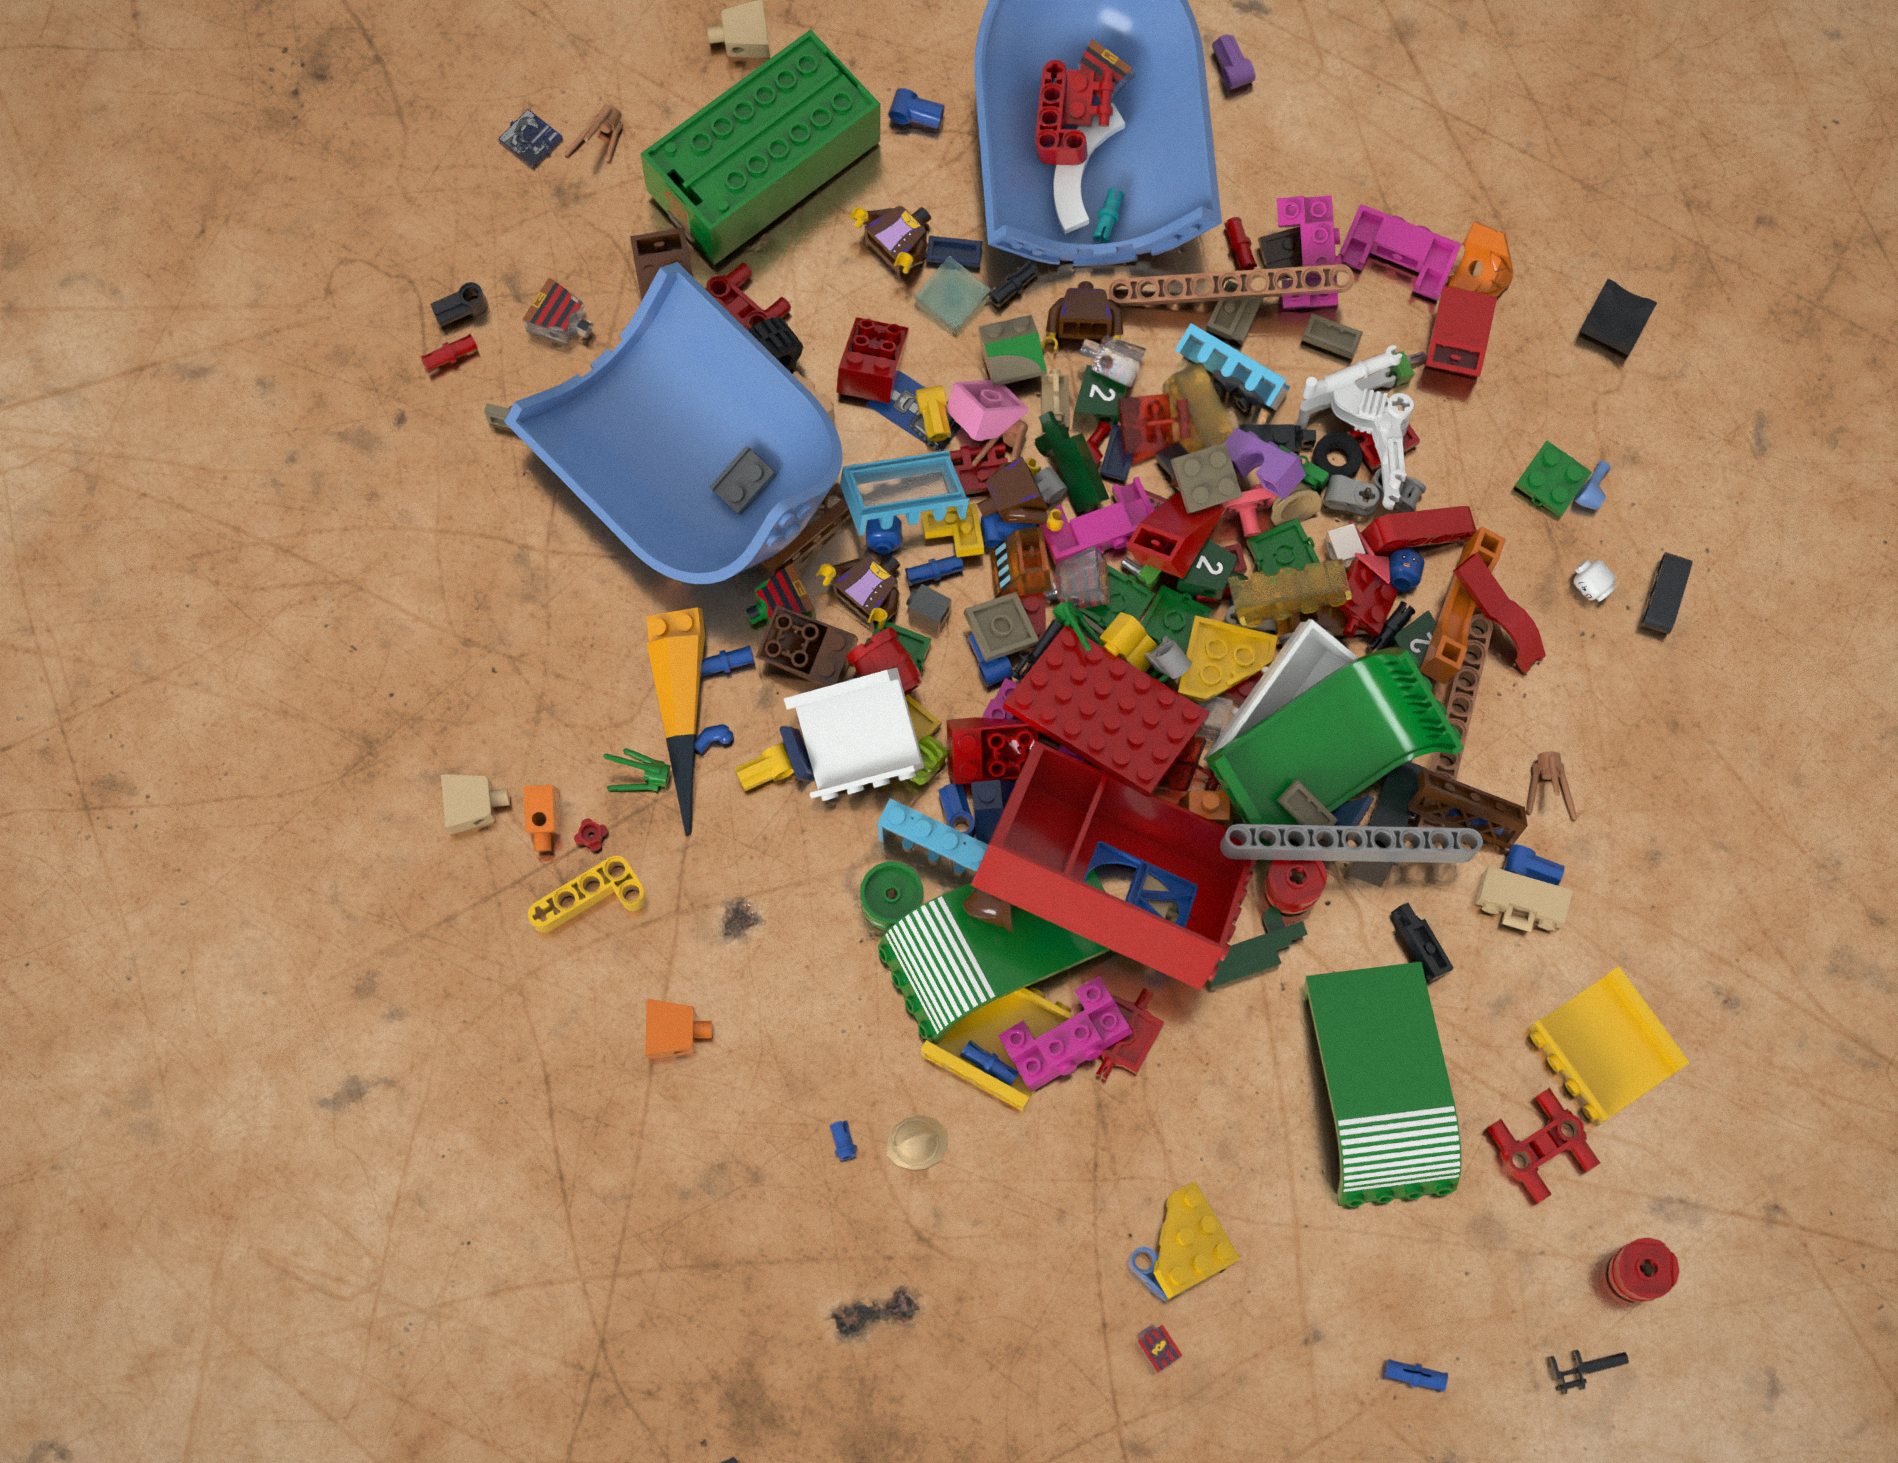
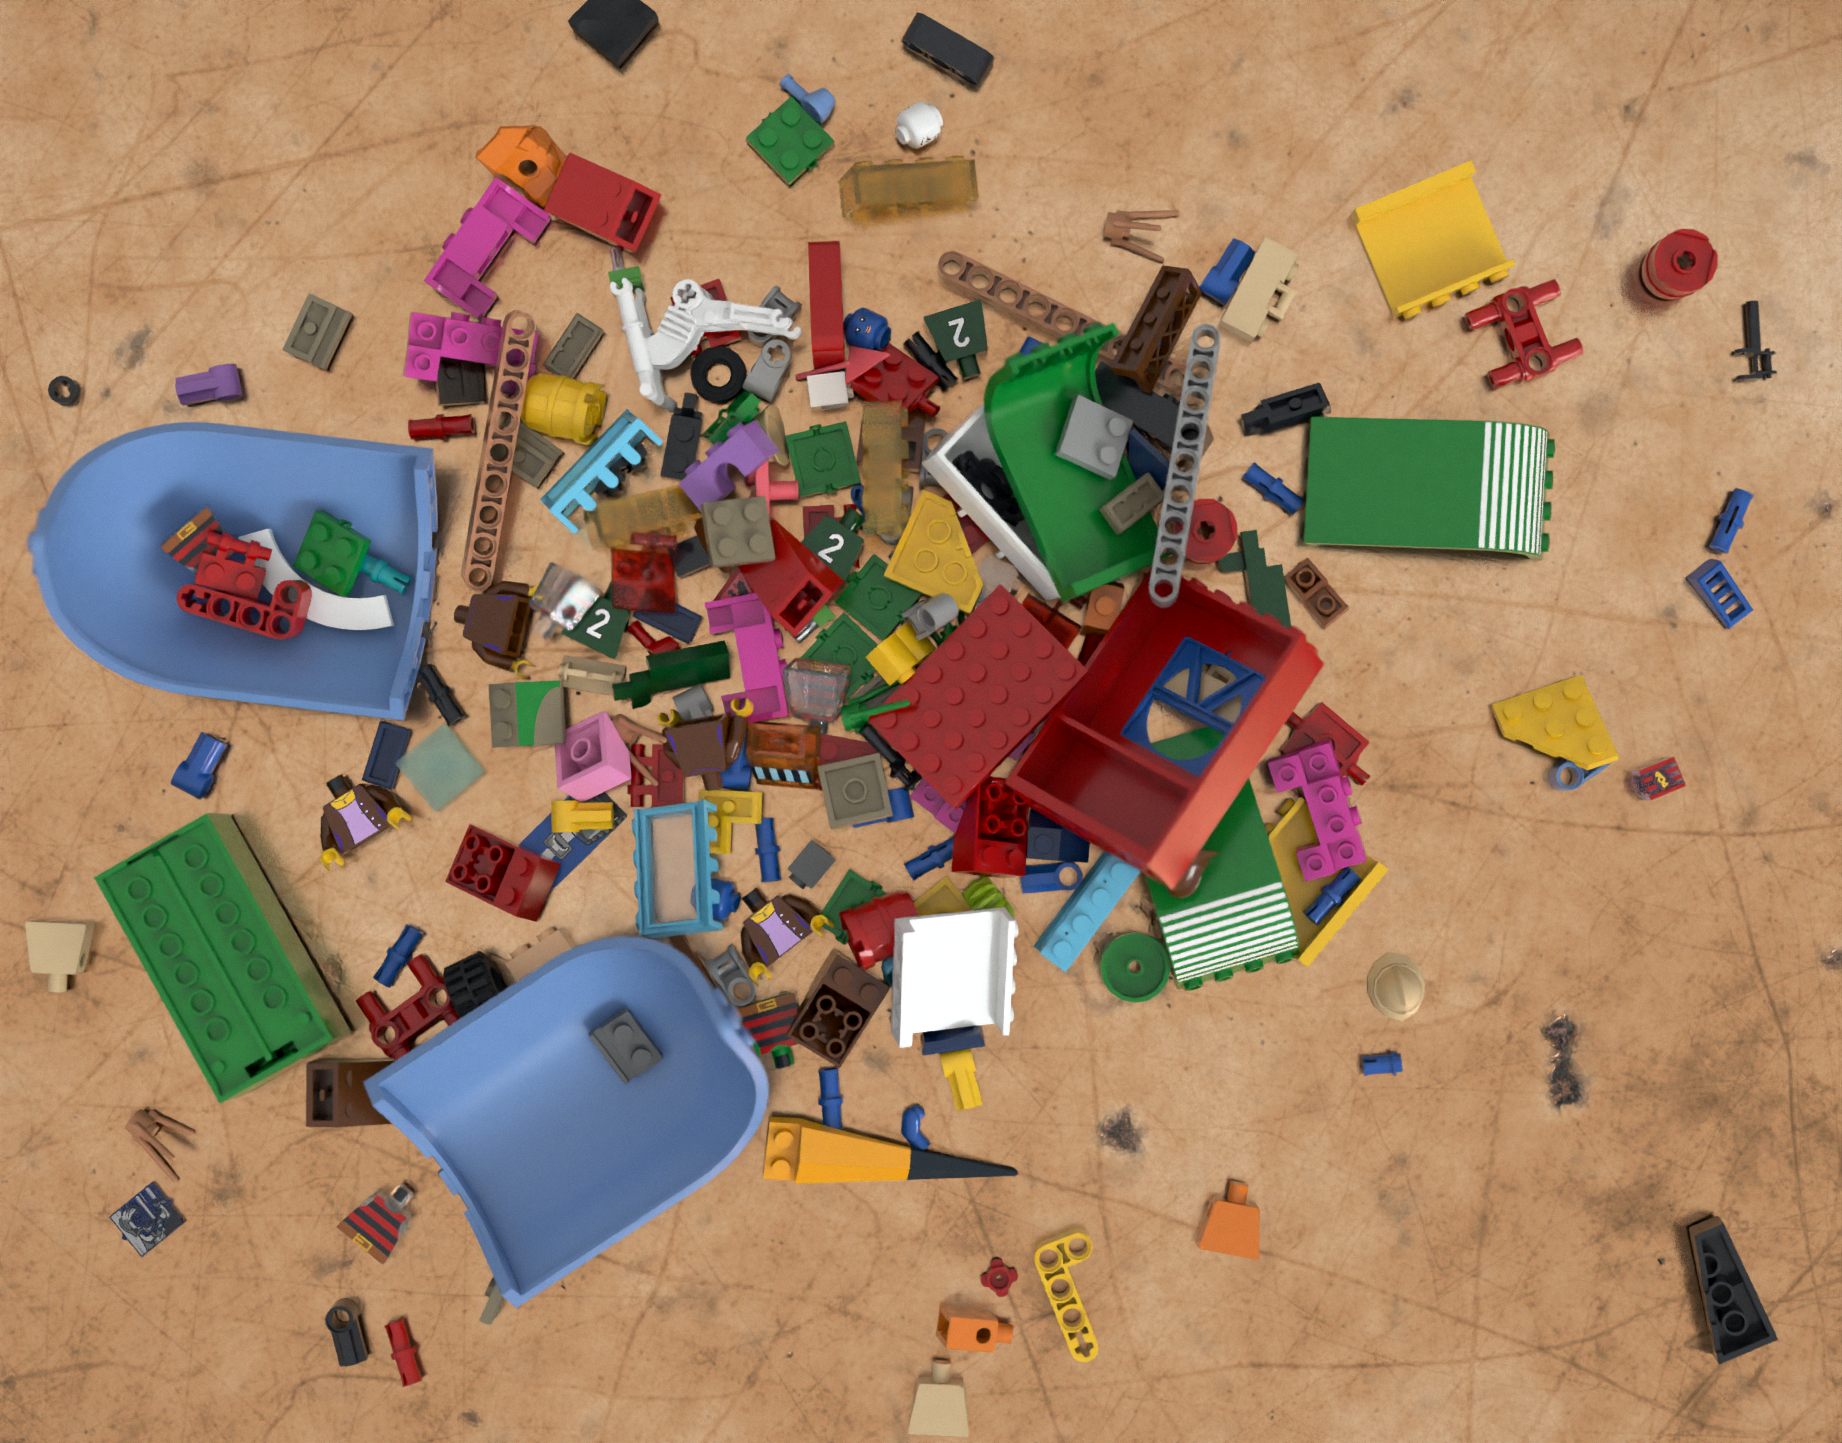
camera: 80 degrees left, 15 degrees up
(655, 771) = (945, 1197): green plant -> none
(786, 289) = (398, 955): none -> blue pin
(820, 553) = (732, 974): none -> light grey piece
(949, 703) = (931, 859): none -> blue pin
(1115, 174) = (332, 552): none -> green plate
(1261, 1001) = (1316, 593): none -> dark orange slope
(1280, 334) = (563, 407): none -> yellow piece
(1297, 136) = (317, 331): none -> dark tan plate
(1302, 670) = (988, 473): none -> black piece
(1348, 944) = (1273, 488): none -> blue pin
(1353, 1353) = (1704, 572): none -> blue slope
(1357, 765) = (1094, 437): none -> light grey plate
(1450, 634) = (968, 304): orange arch -> none
(1498, 607) = (938, 238): red piece -> none
(1540, 578) = (907, 185): none -> clear yellow wedge

